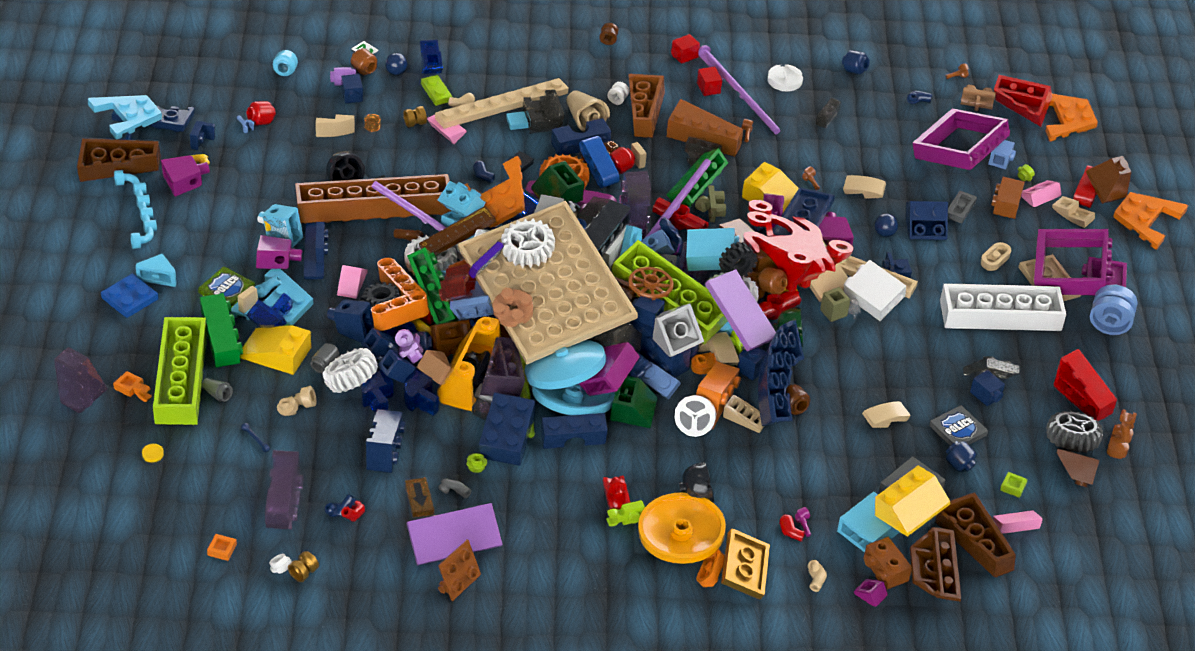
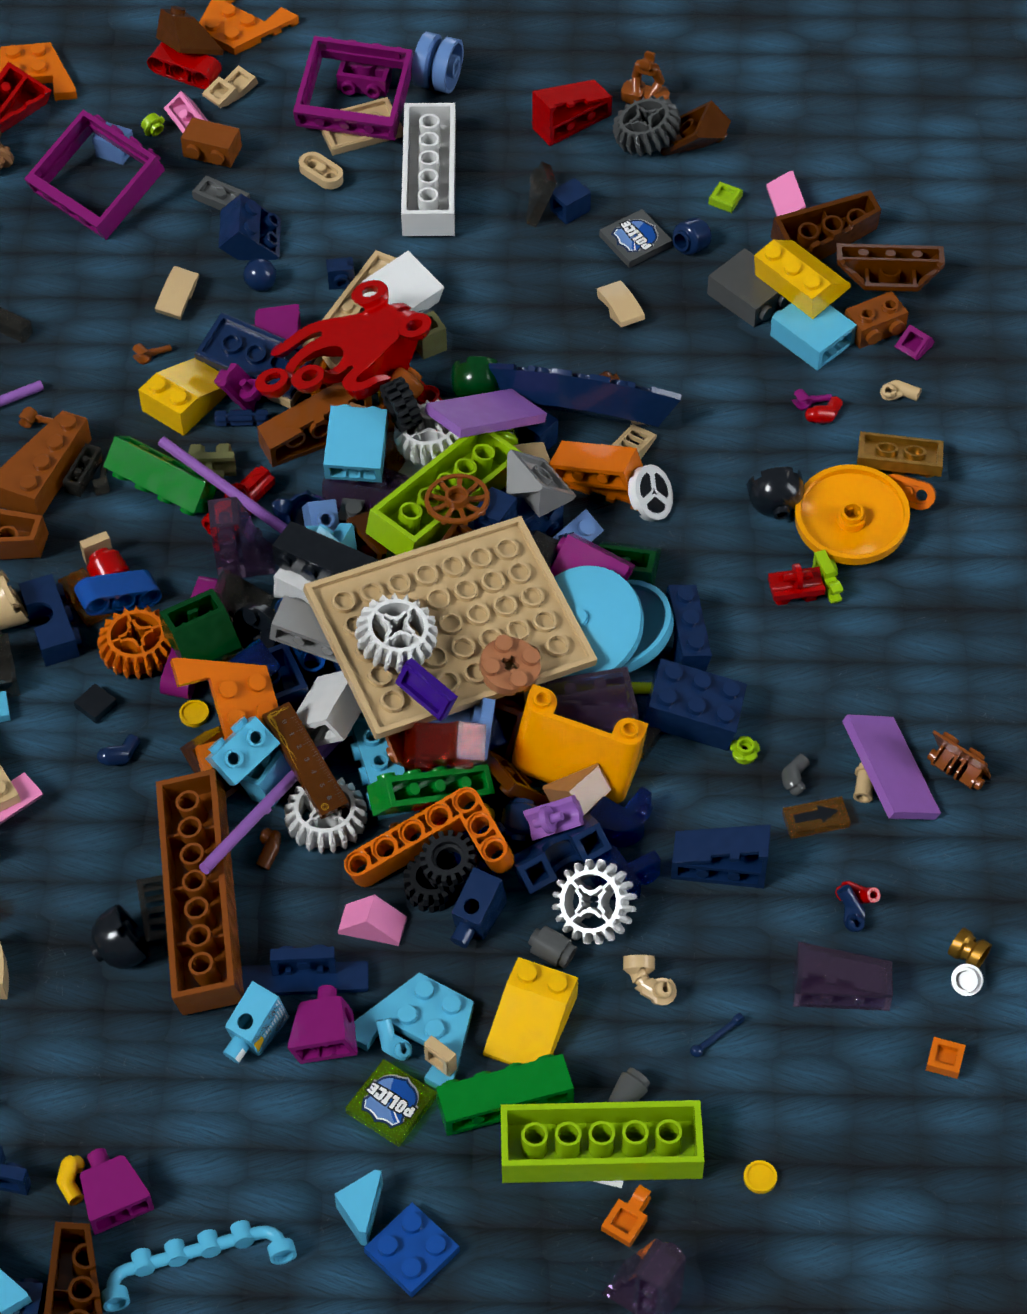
camera: 85 degrees left, 10 degrees up
(269, 317) = (477, 1019): clear blue brick -> none

